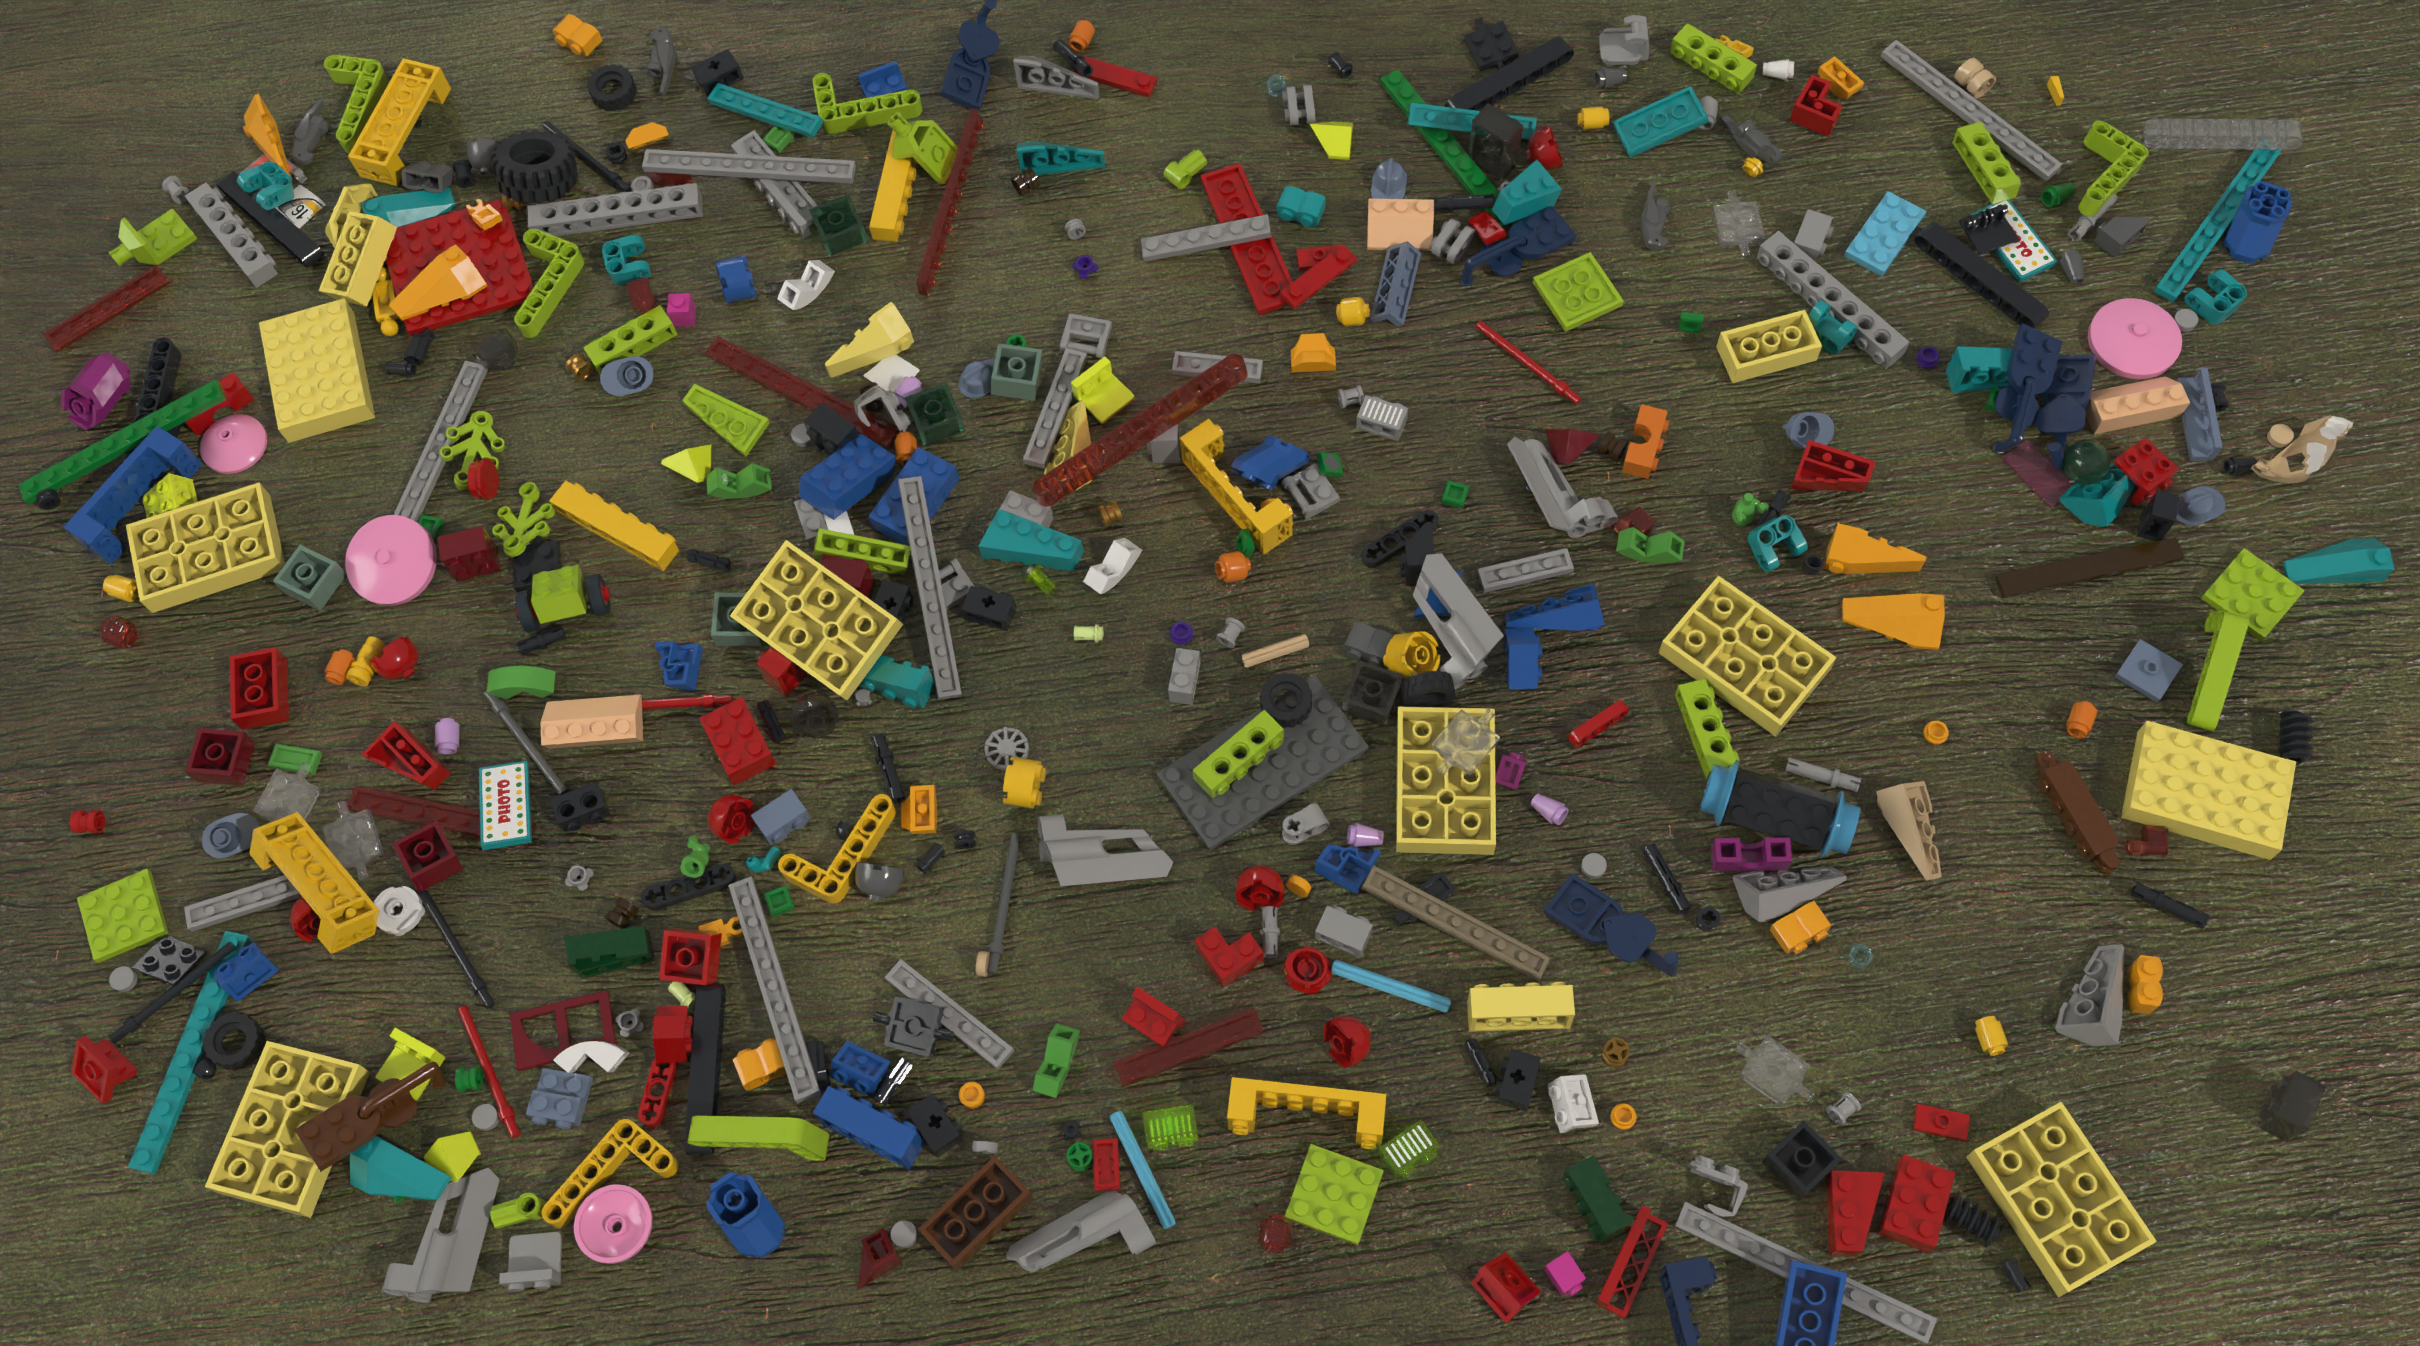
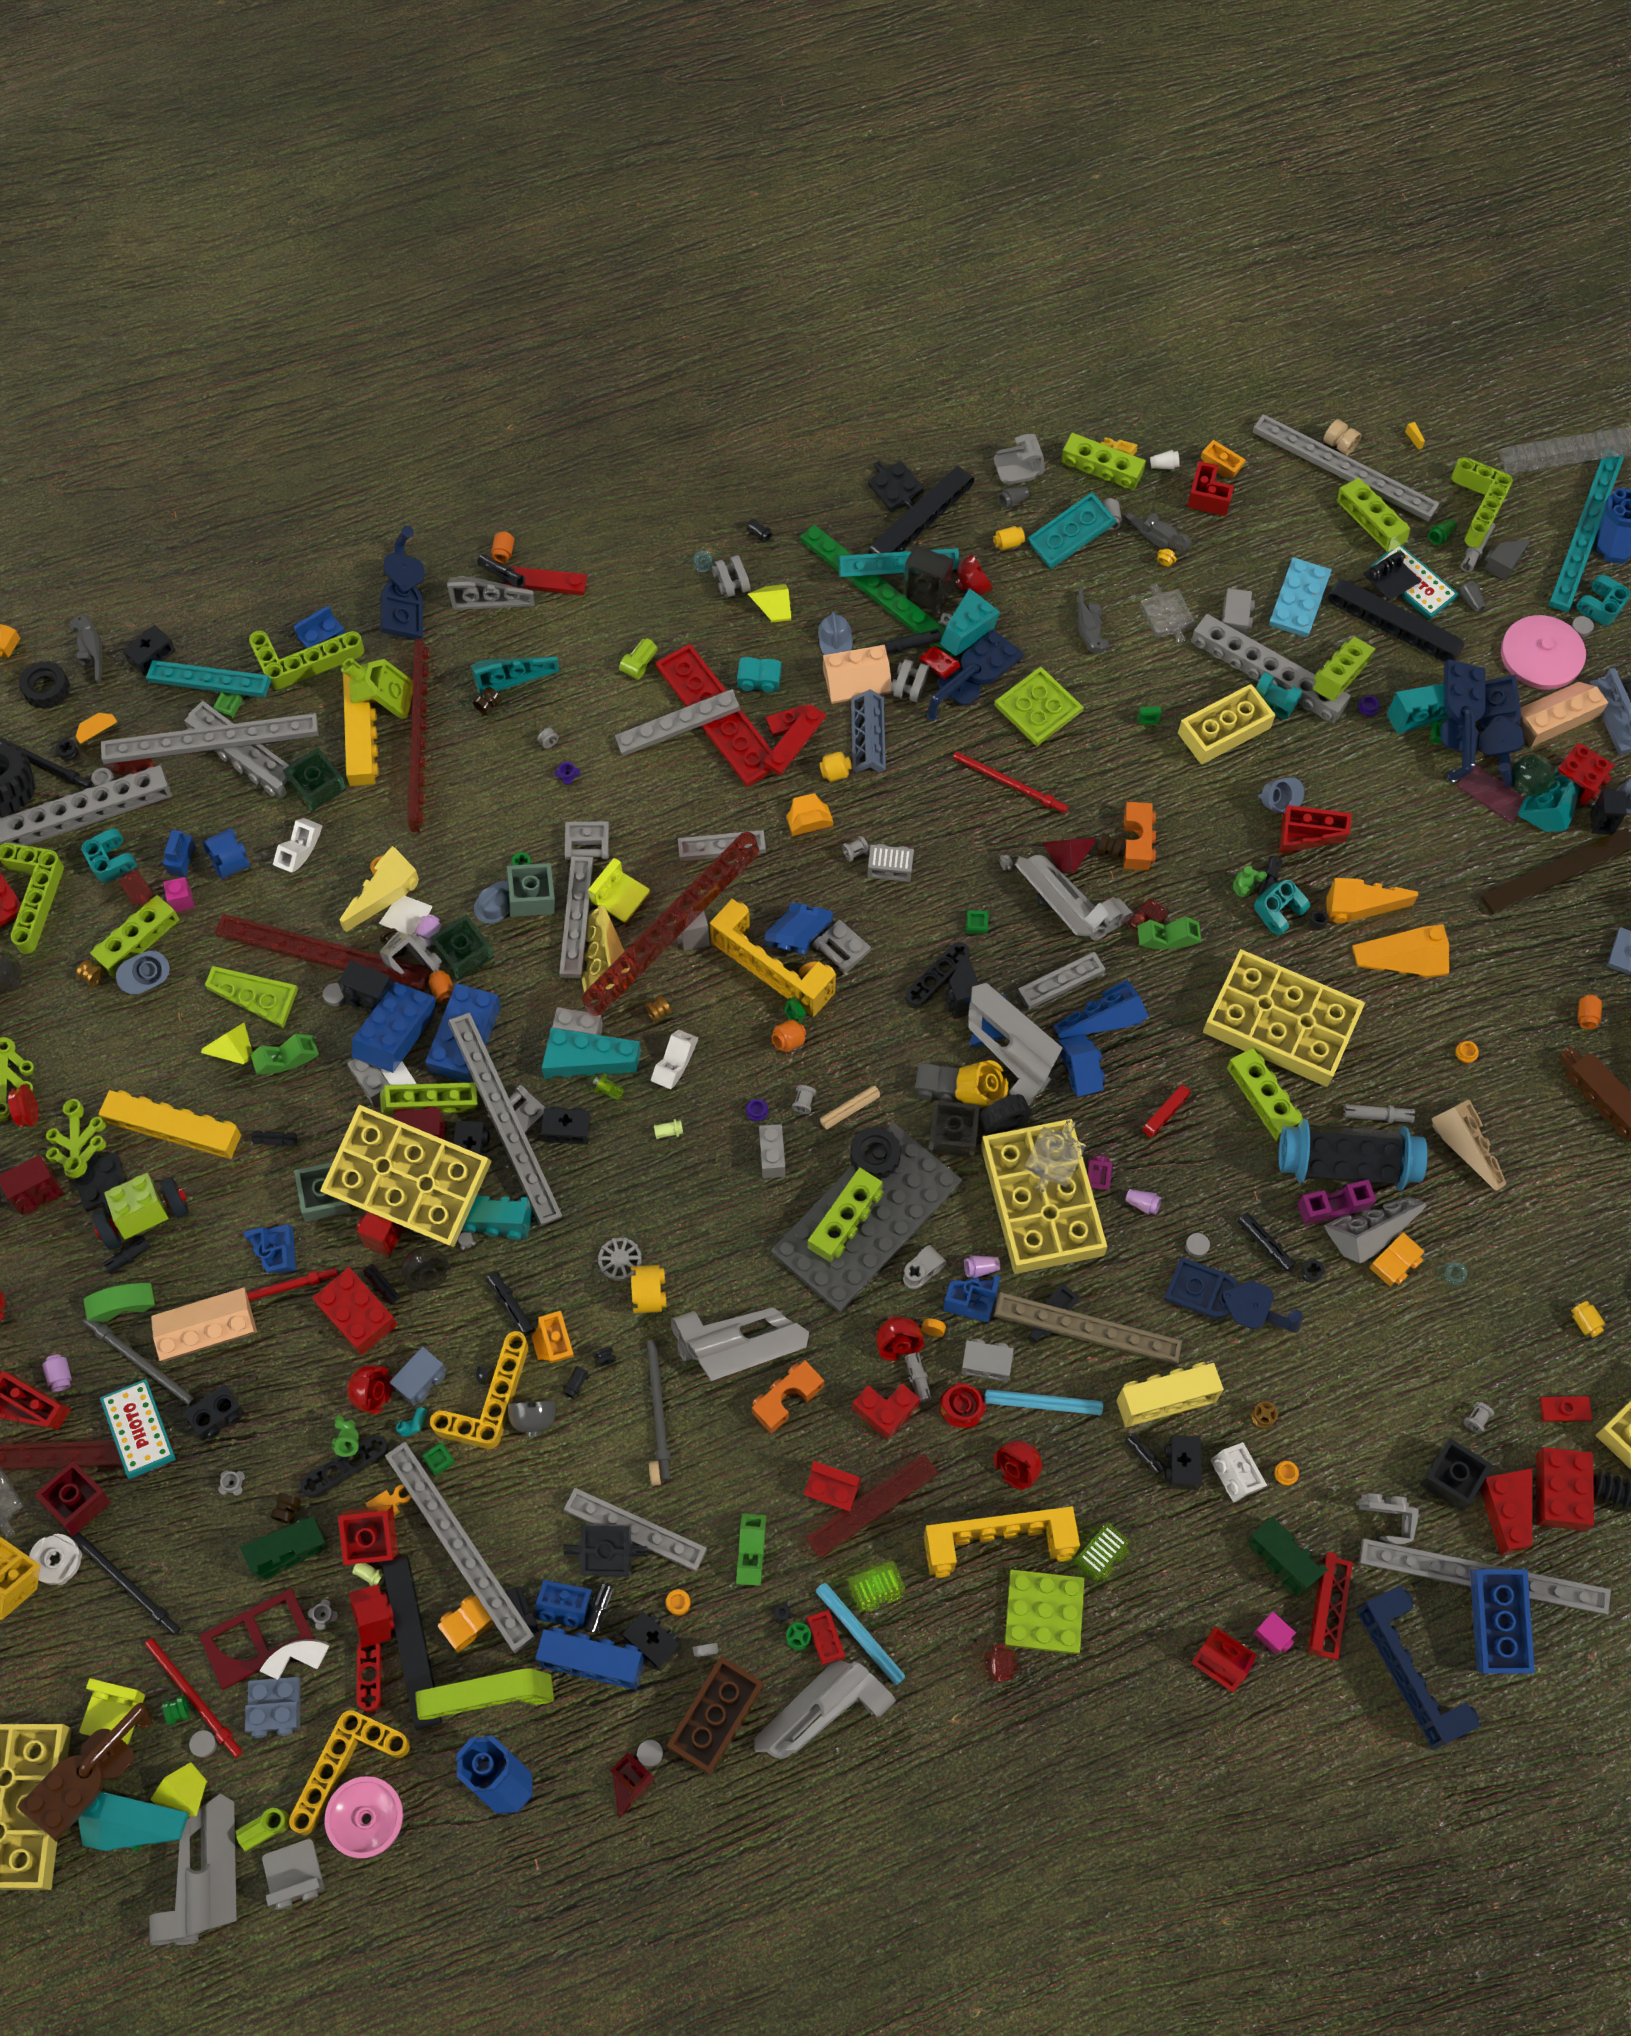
camera: 20 degrees left, 0 degrees up
(691, 270) = (178, 853): none -> blue piece
(1149, 907) = (801, 1381): none -> orange arch
(1330, 464) = (853, 918): green tile -> none
(1501, 441) = (1006, 862): none -> light grey piece
(1774, 1071) = (1408, 1397): clear plate -> none
(1908, 313) = (1343, 668): none -> lime brick

